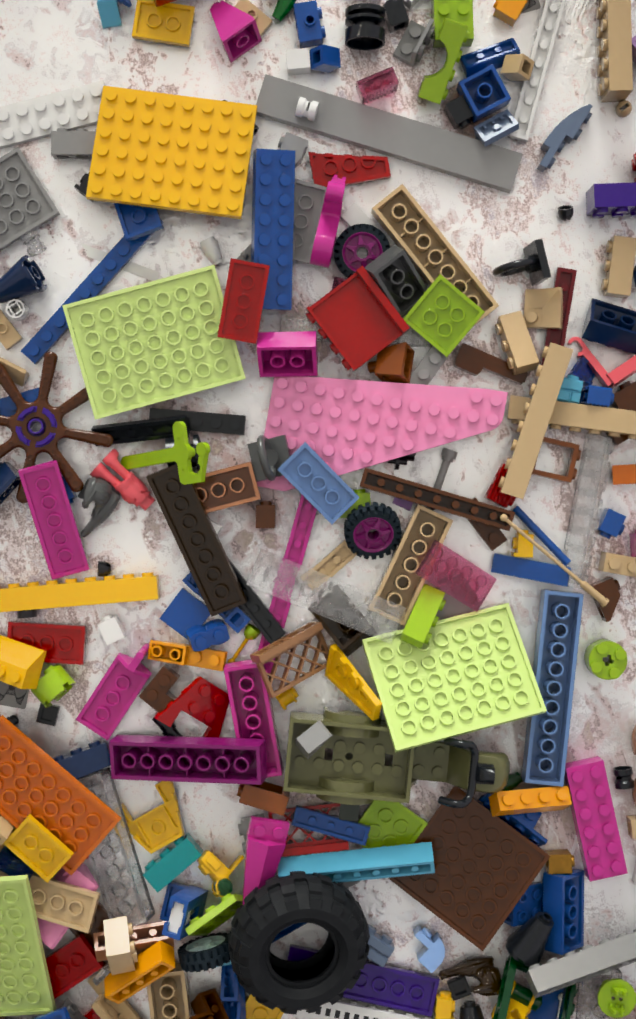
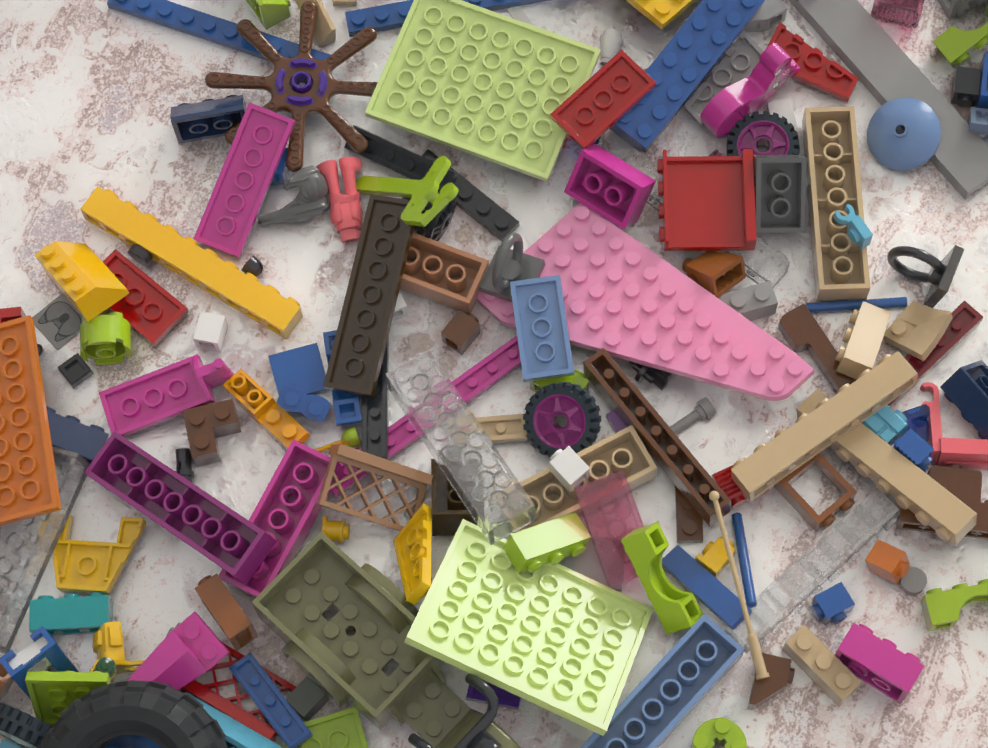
camera: 50 degrees right, 20 degrees down
(202, 702) = (241, 465): red wing -> none
(312, 739) = (325, 570): light grey slope -> none
(403, 563) = (568, 468): none -> white brick
(443, 315) = (802, 255): lime plate -> none
(446, 163) = (912, 147): none -> medium blue dish
(468, 274) = (857, 229): none -> medium azure plate
(491, 317) = (855, 304): none -> blue bar
(521, 596) = (673, 606): none -> lime arch

